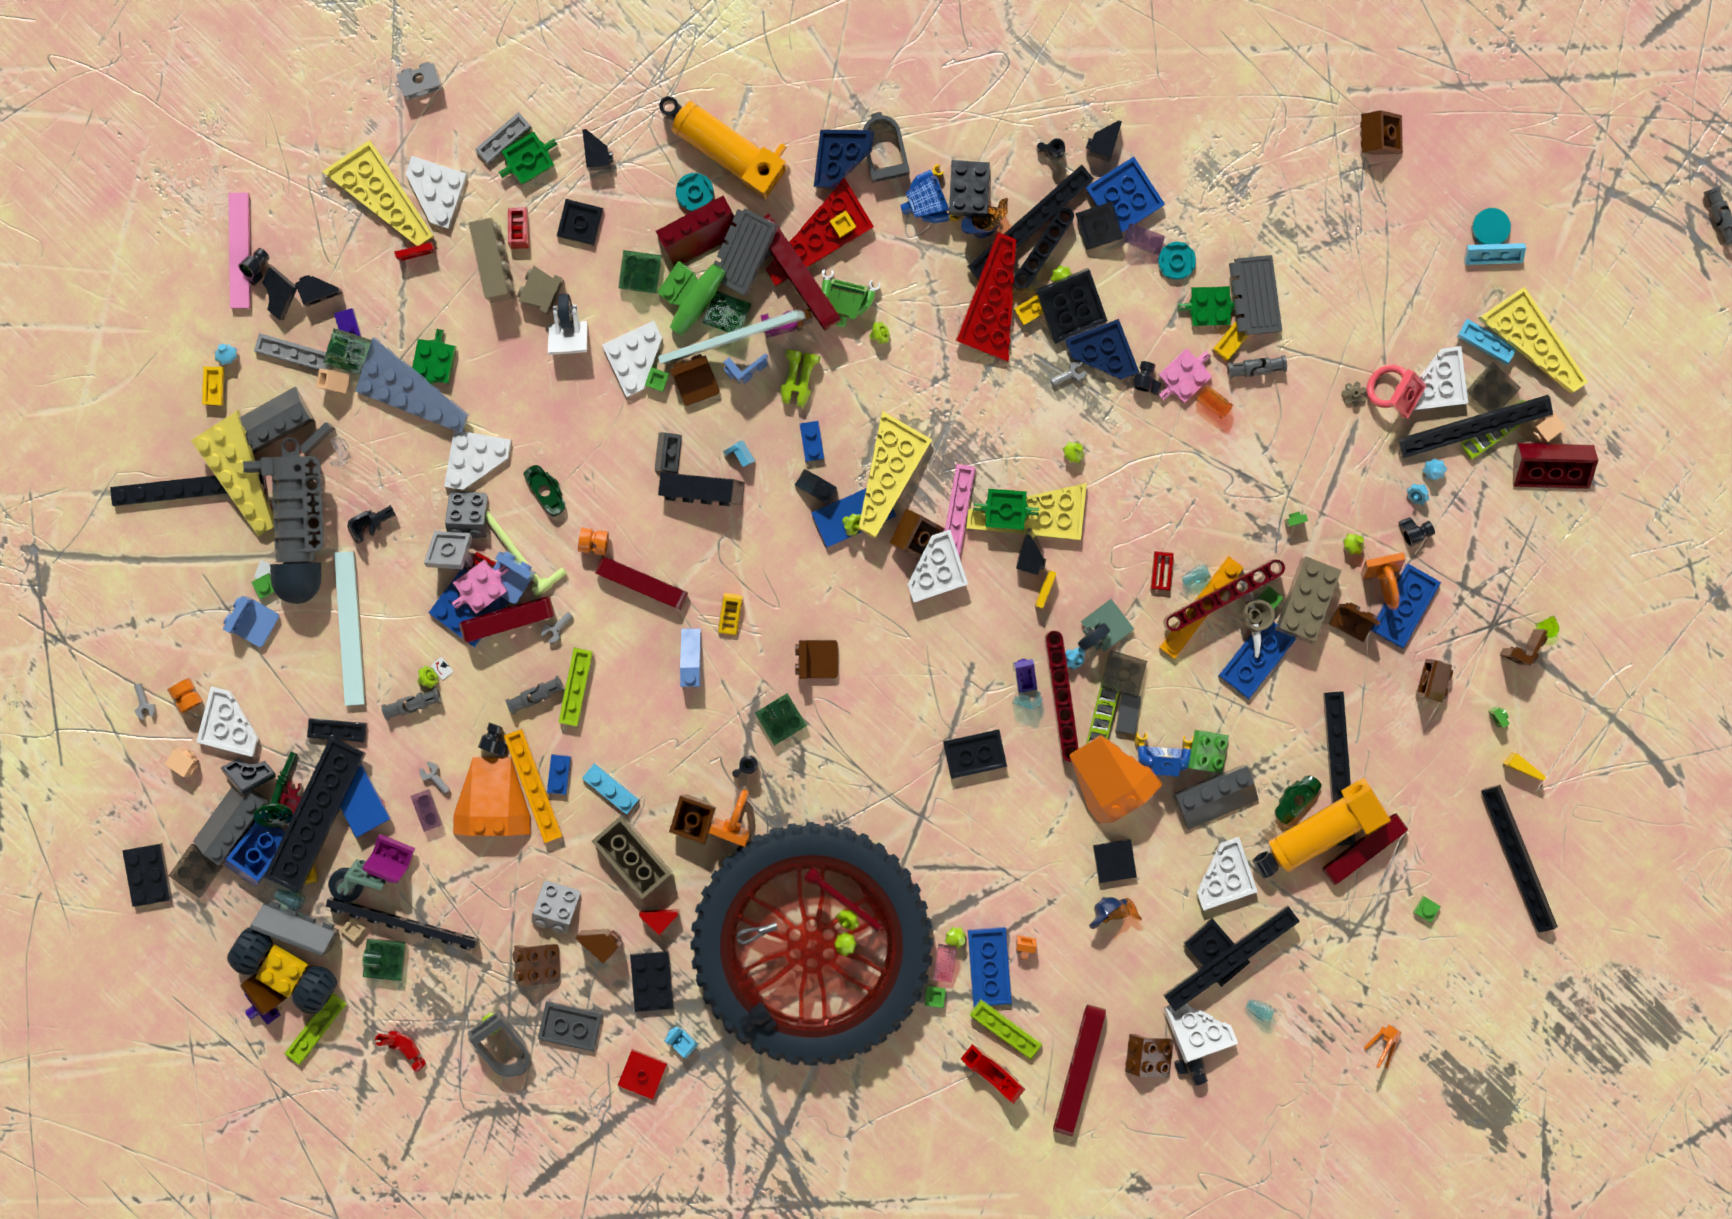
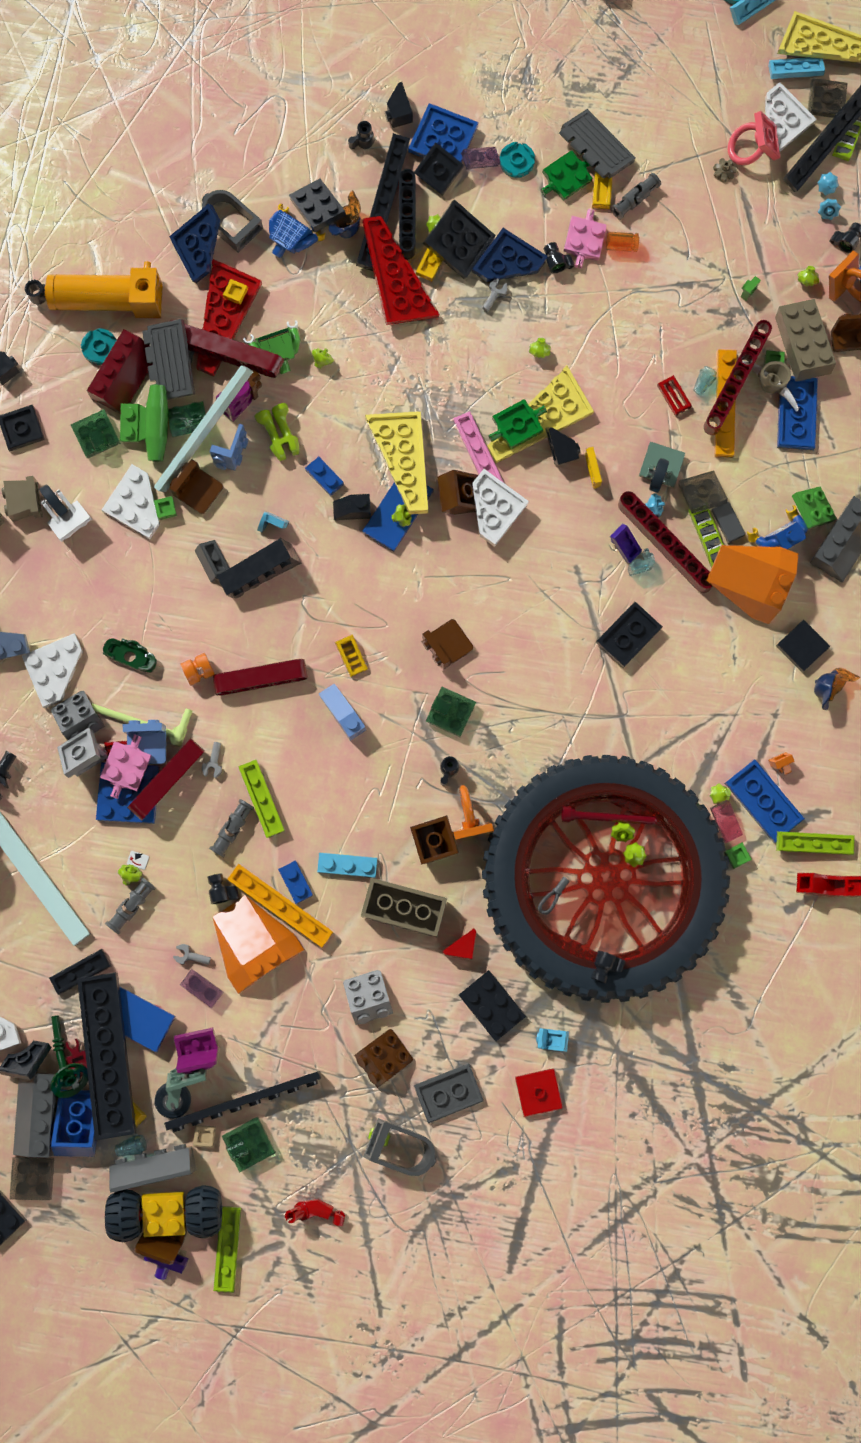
camera: 30 degrees left, 10 degrees down
(600, 942) = (427, 998): reddish brown slope -> none

